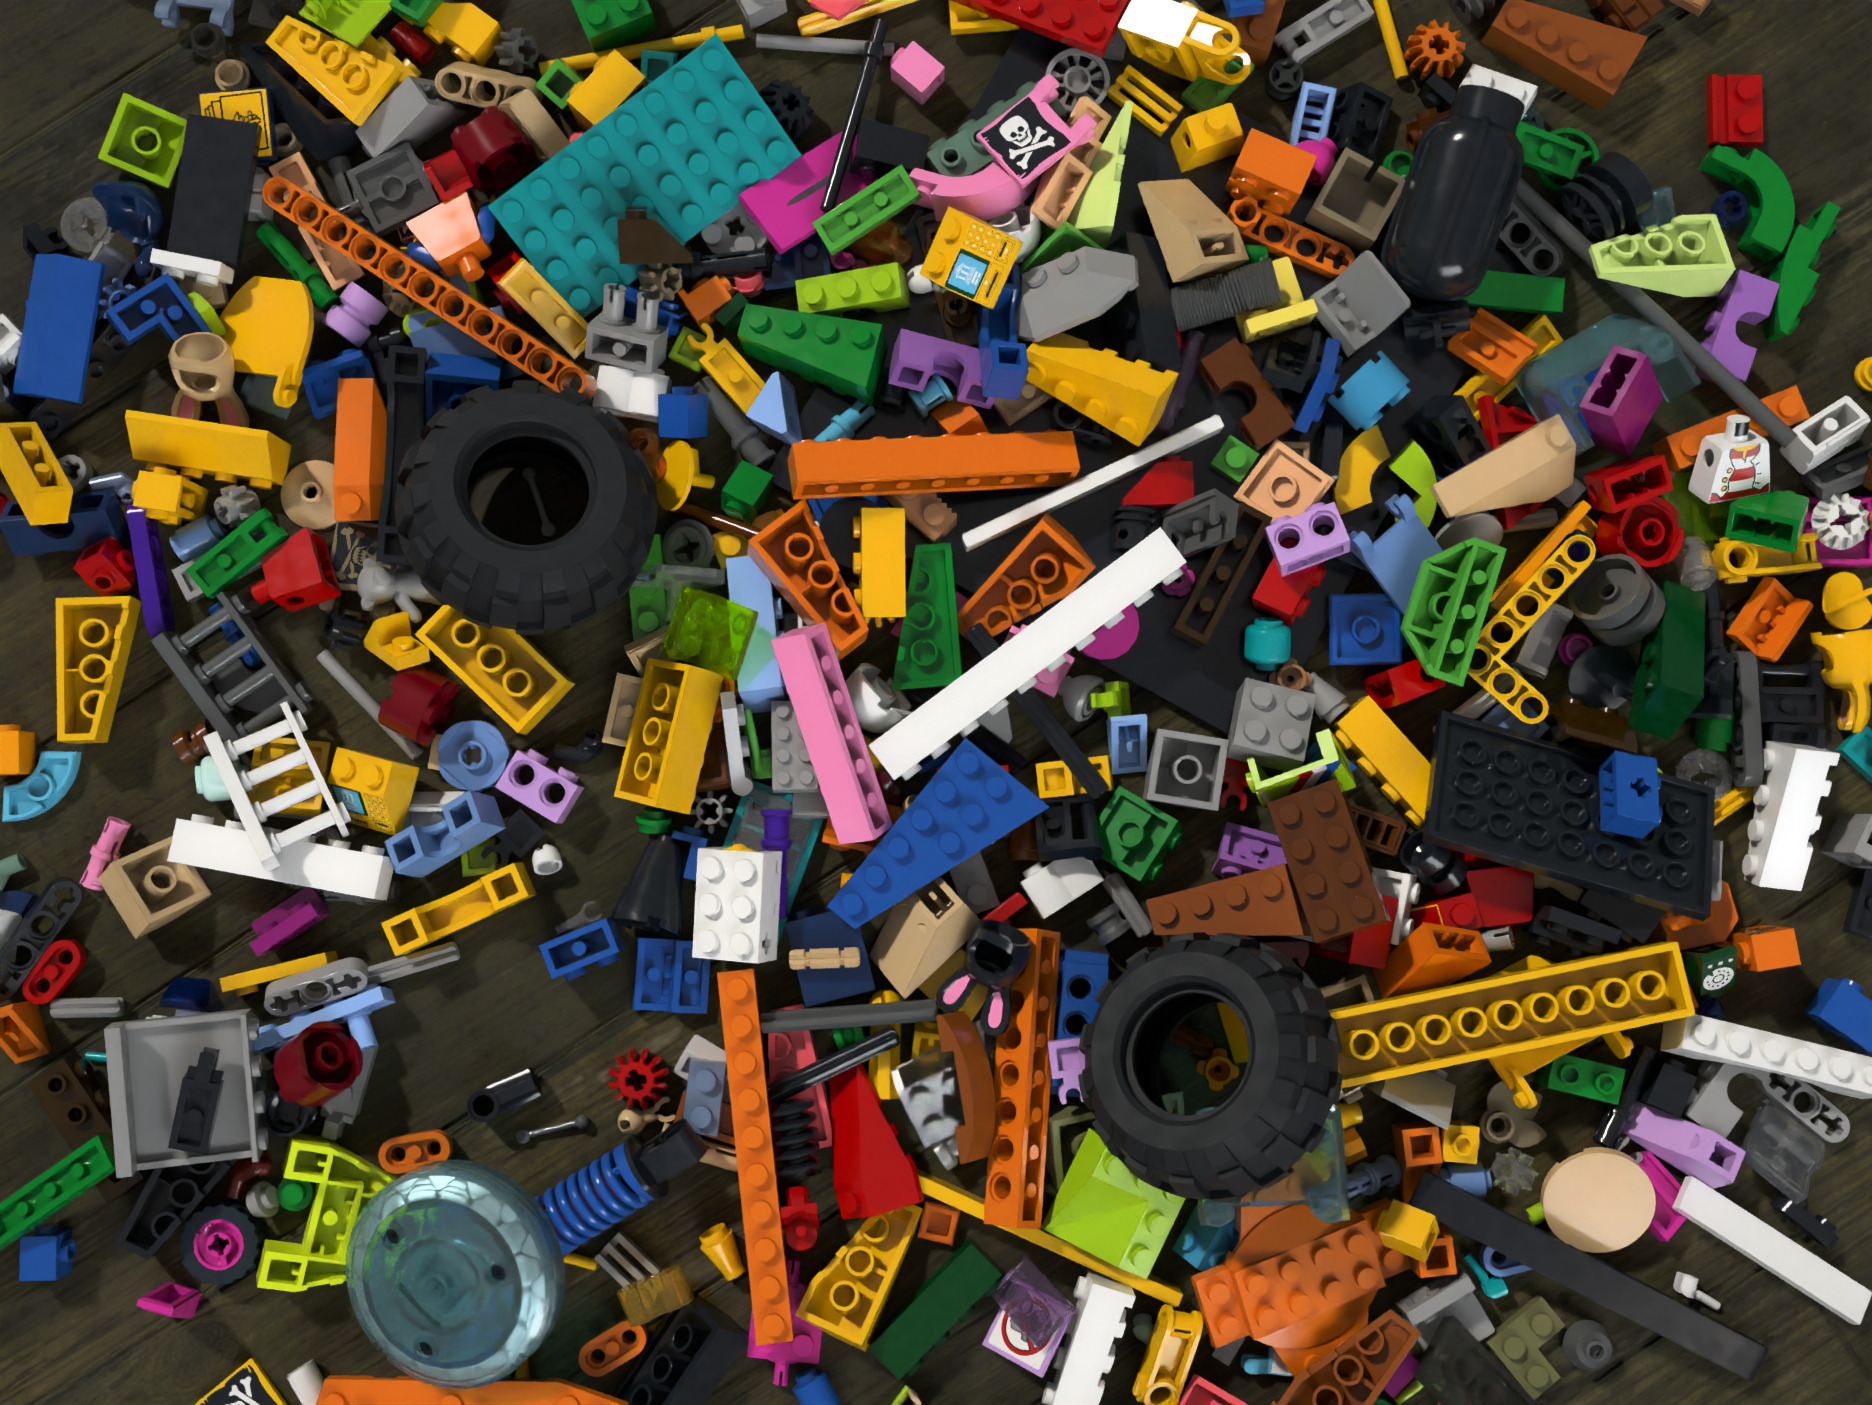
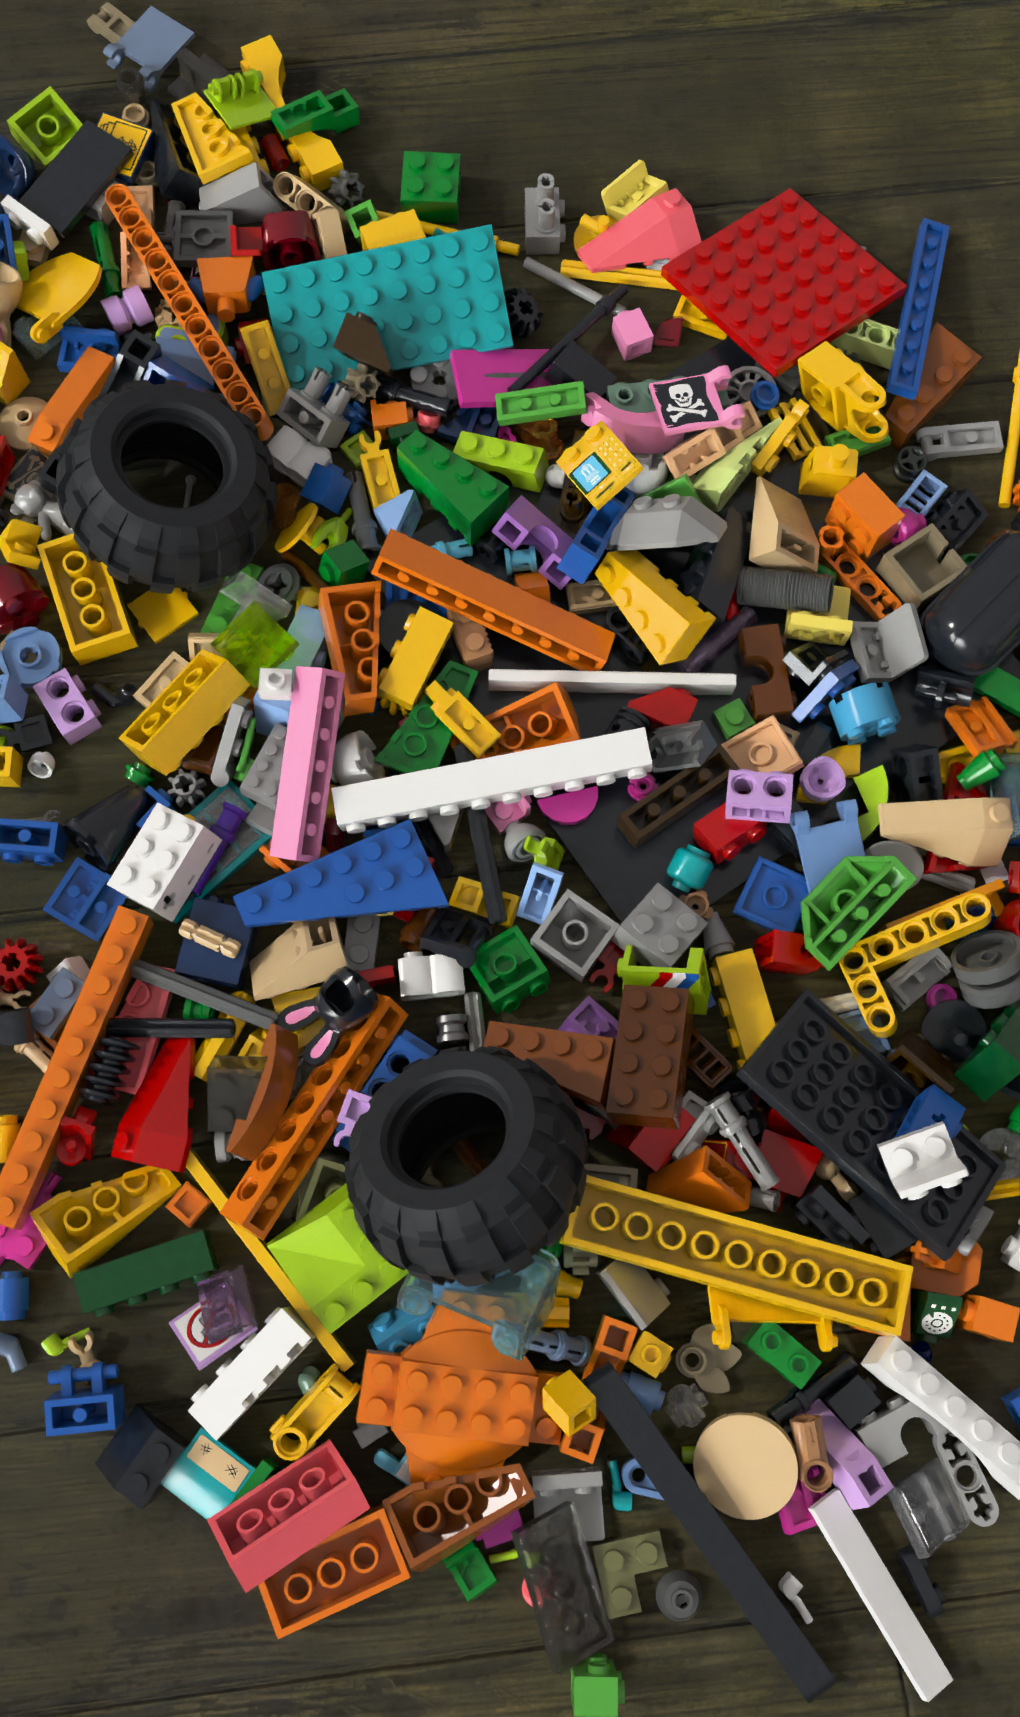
camera: 25 degrees right, 10 degrees down
(581, 643) = (162, 613): none -> yellow piece
(716, 457) = (334, 529): none -> lime hand
(759, 670) = (275, 684): none -> white bracket
(955, 50) = (668, 332): none -> dark red tile
(962, 603) = (462, 719): none -> yellow hinge
(1097, 80) = (764, 395): none -> blue plate
(1141, 120) = (782, 437): none -> yellow plate
(1360, 486) = (822, 779): none -> lavender piece
(1441, 890) = (733, 1127): none -> light grey pin
(1516, 395) = (982, 769): none -> green cone
(1647, 842) = (922, 1161): none -> white bracket
(1655, 1158) = (811, 1451): none -> medium nougat piece

